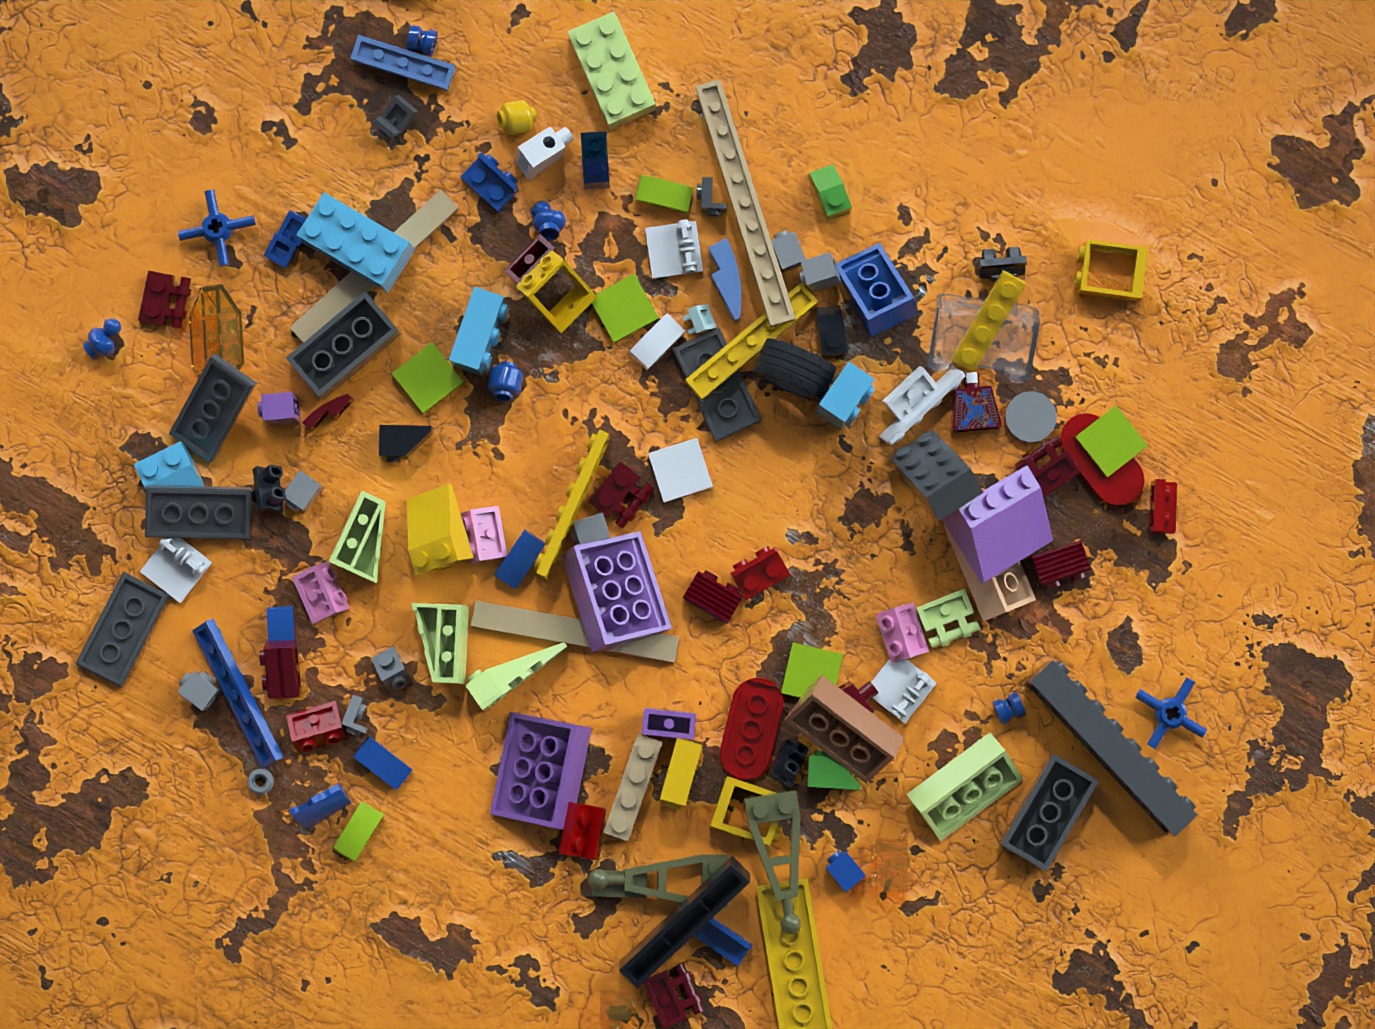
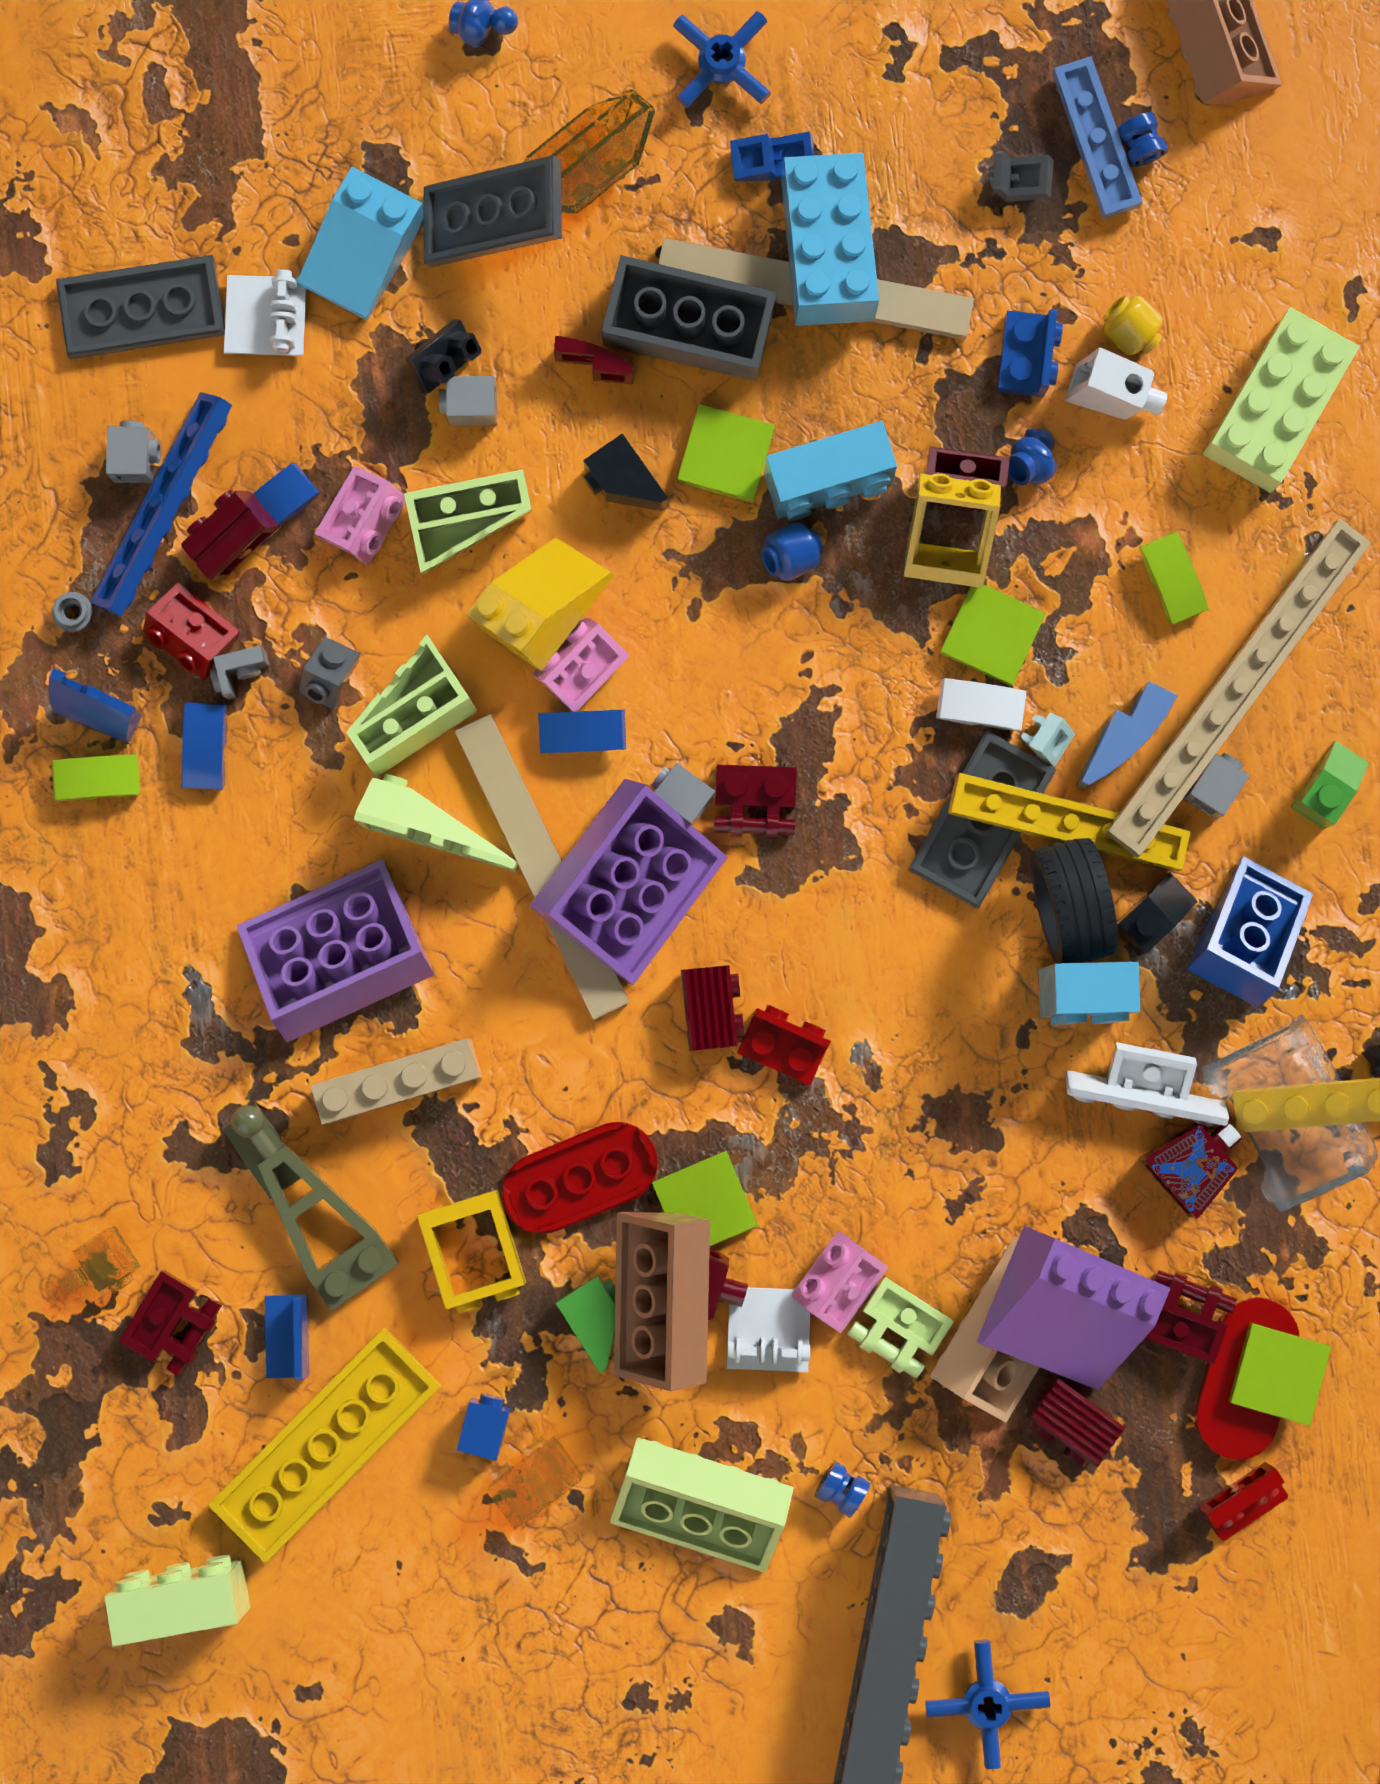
camera: 50 degrees right, 0 degrees up
(157, 299) = (582, 52): dark red plate -> none
(198, 512) = (350, 289): dark grey tile -> none
(279, 408) = (552, 296): medium lavender brick -> none
(576, 494) = (713, 742): yellow plate -> none
(582, 830) = (296, 1057): red bracket -> none
(595, 160) = (1152, 461): clear blue slope -> none
(669, 723) = (508, 1068): medium lavender brick -> none
(674, 249) = (1113, 641): white hinge -> none
(680, 470) = (840, 851): white tile -> none
(680, 773) = (456, 1128): yellow window -> none
(684, 921) = (271, 1271): black brick -> none
(704, 193) = (1211, 628): dark grey bracket -> none
(774, 808) = (494, 1278): olive plate -> none
(788, 763) = (567, 1256): black hips -> none
(820, 272) = (1221, 845): light grey brick -> none
(936, 474) = (1074, 1182): dark grey brick -> none
(1030, 417) = (1234, 1246): light grey tile -> none
(1048, 812) = (746, 1638): dark grey brick -> none

